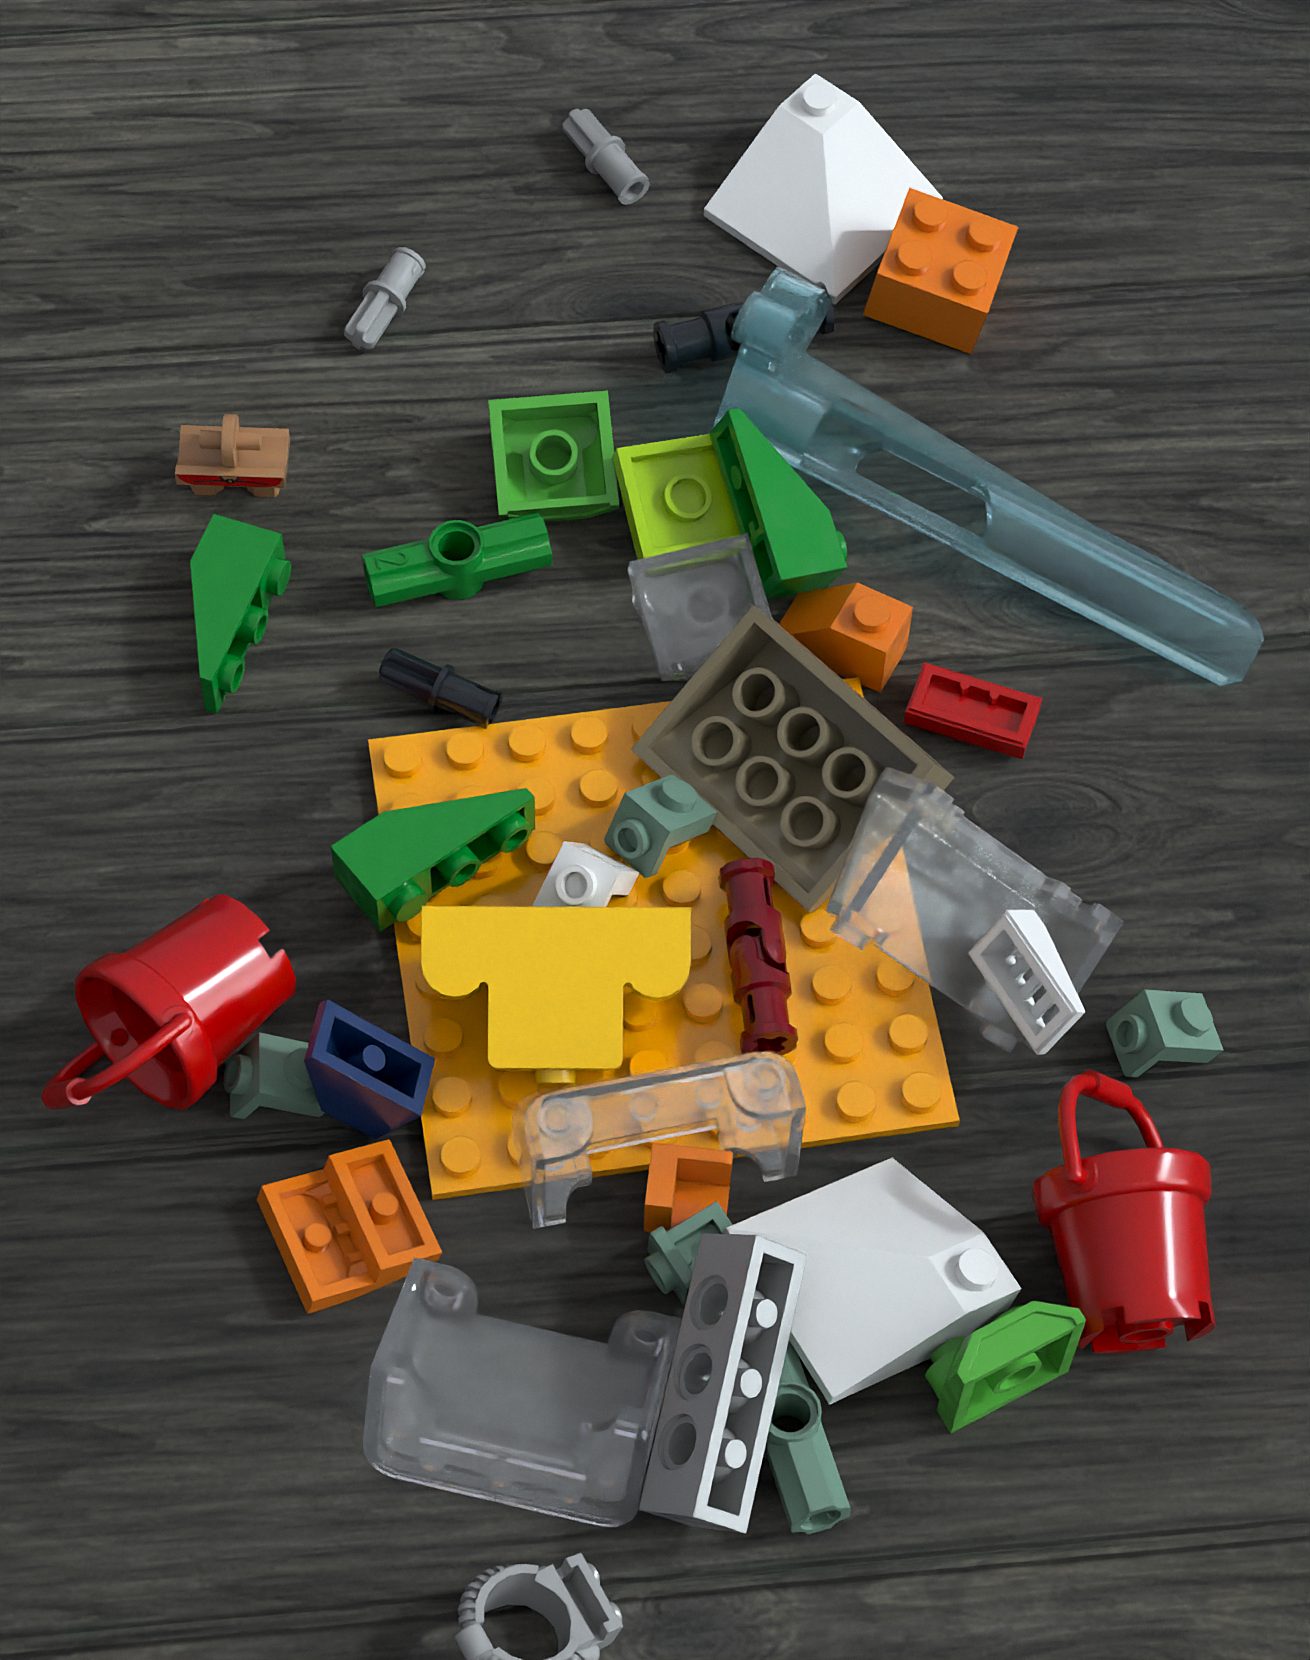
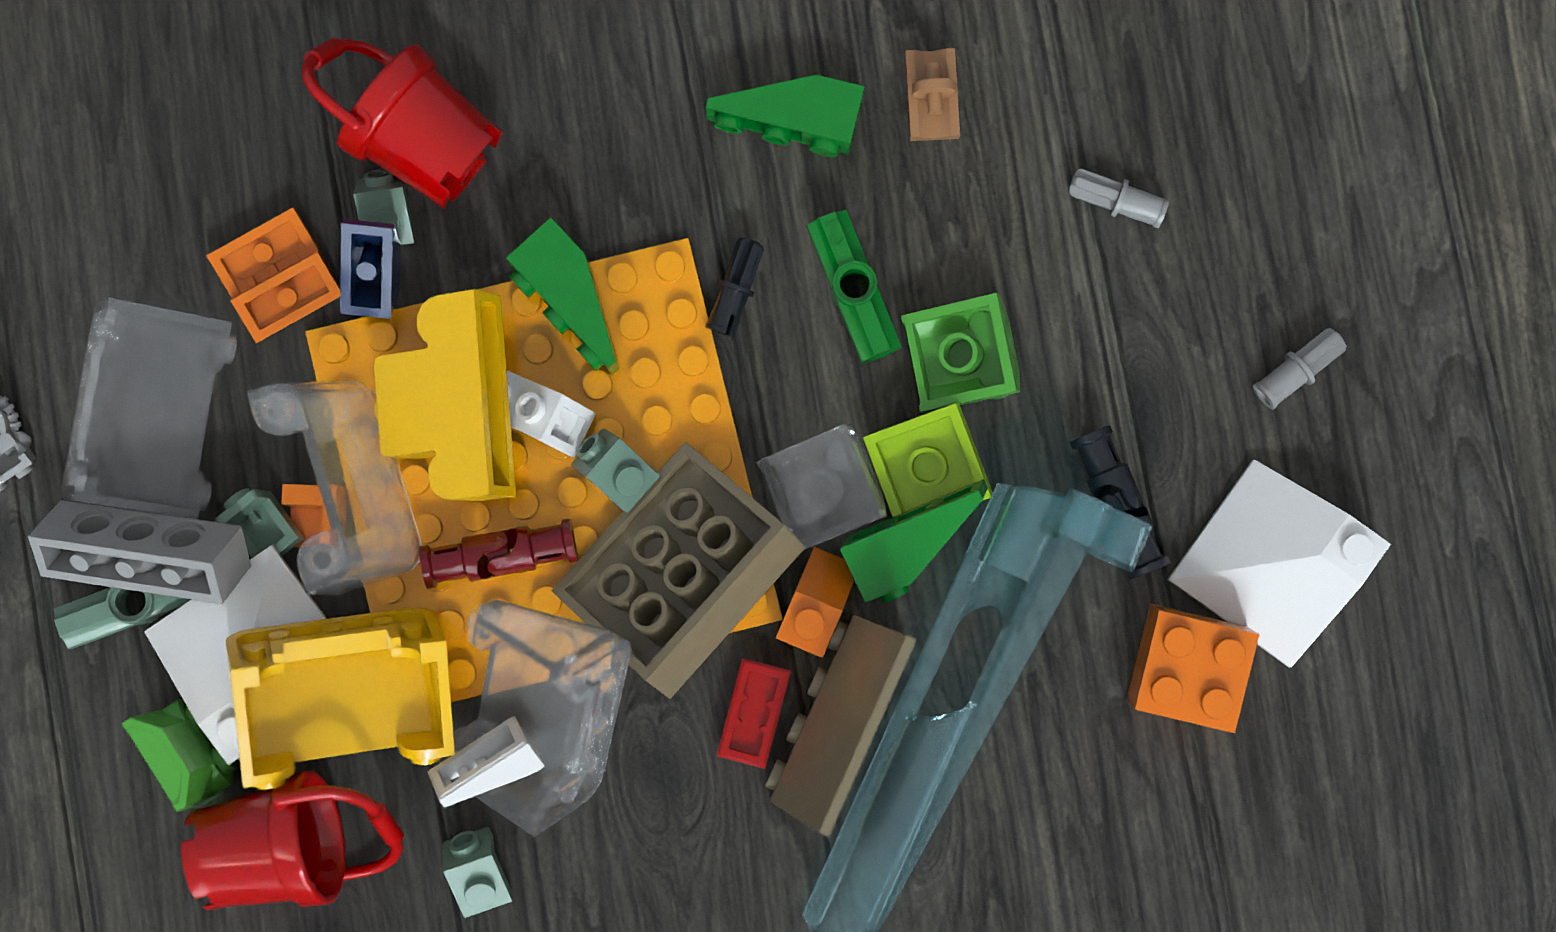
camera: 85 degrees right, 25 degrees up
(924, 1125) = (339, 691): none -> yellow windscreen
(998, 583) = (839, 723): none -> dark tan slope

